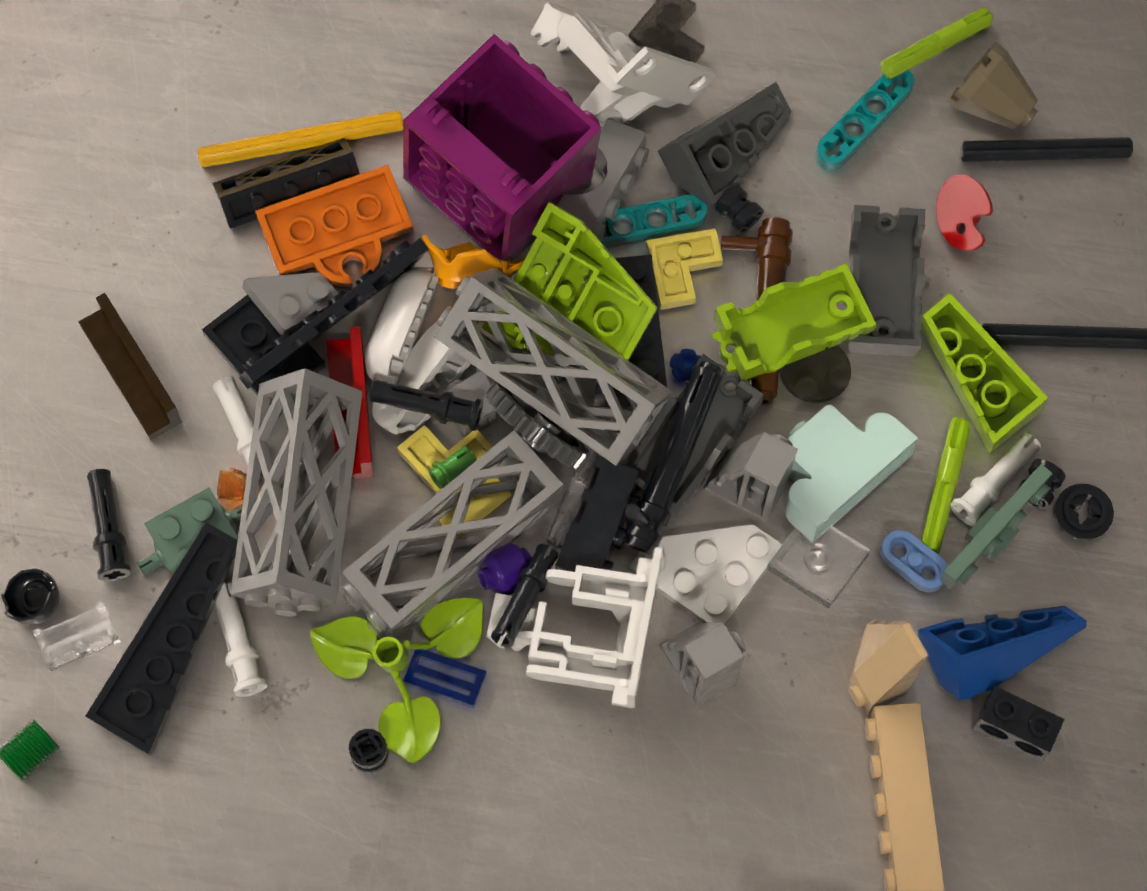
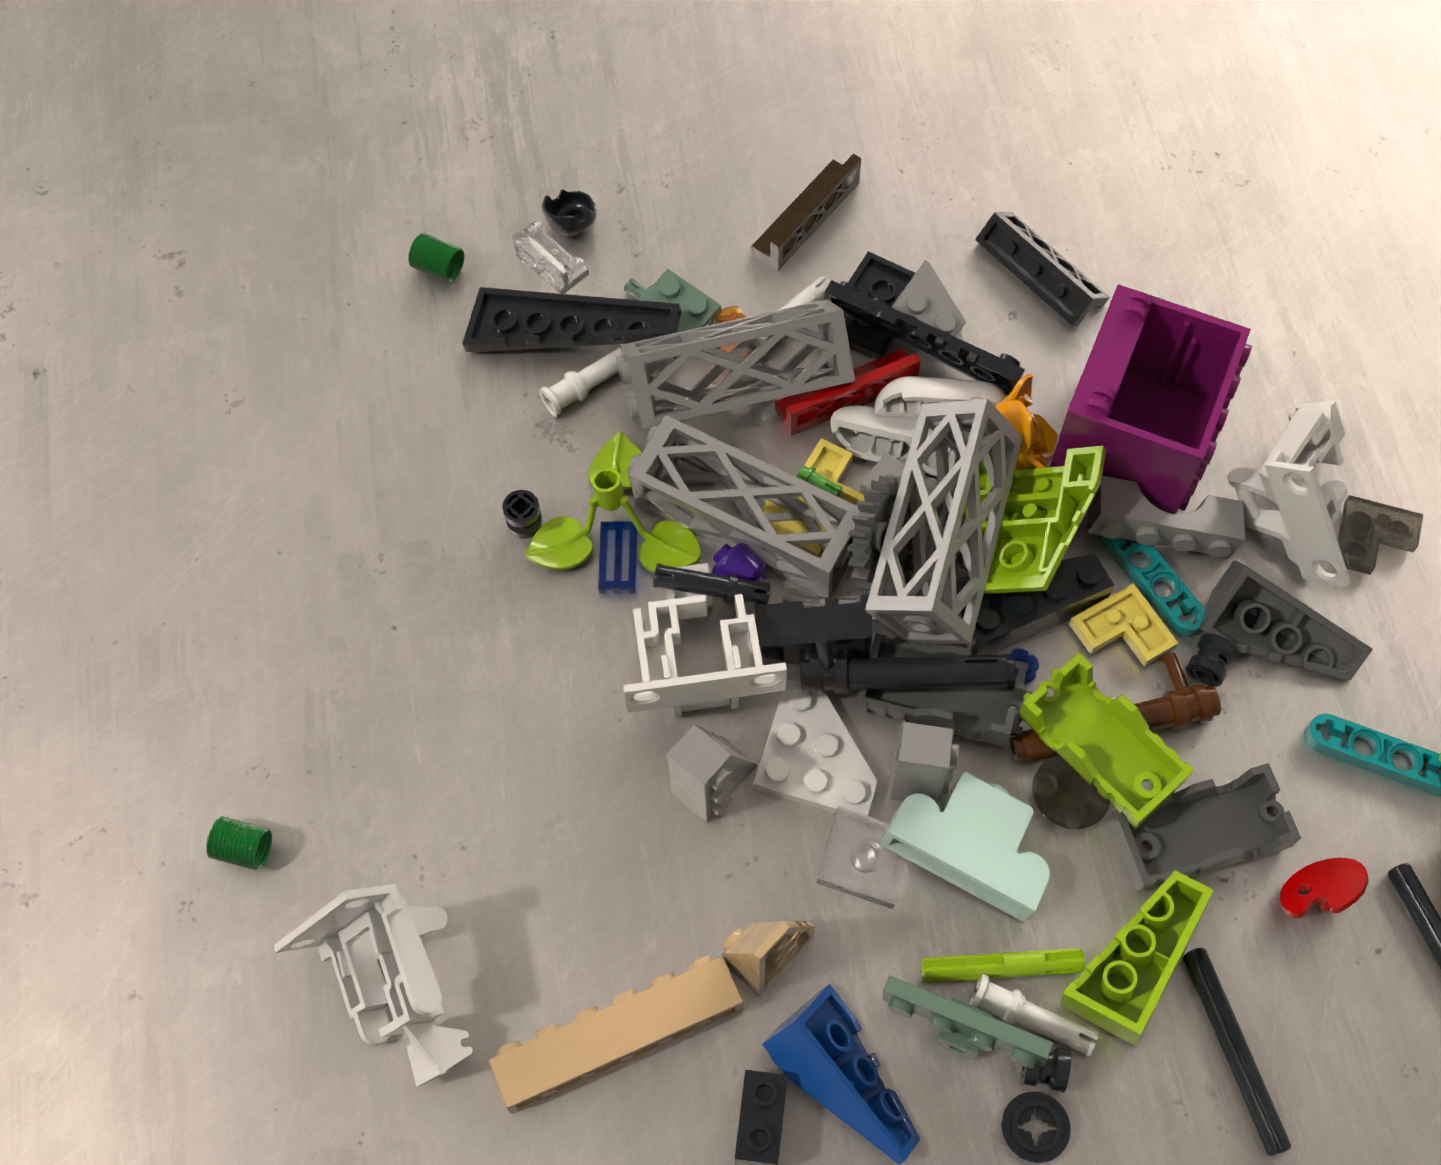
camera: 75 degrees right, 5 degrees down
(109, 541) = (642, 250): black pin -> none
(300, 138) = (1072, 241): yellow axle -> none
(336, 226) = (1019, 316): orange plate -> none
(443, 406) = (869, 452): black pin -> none
(916, 559) = (900, 956): medium blue plate -> none

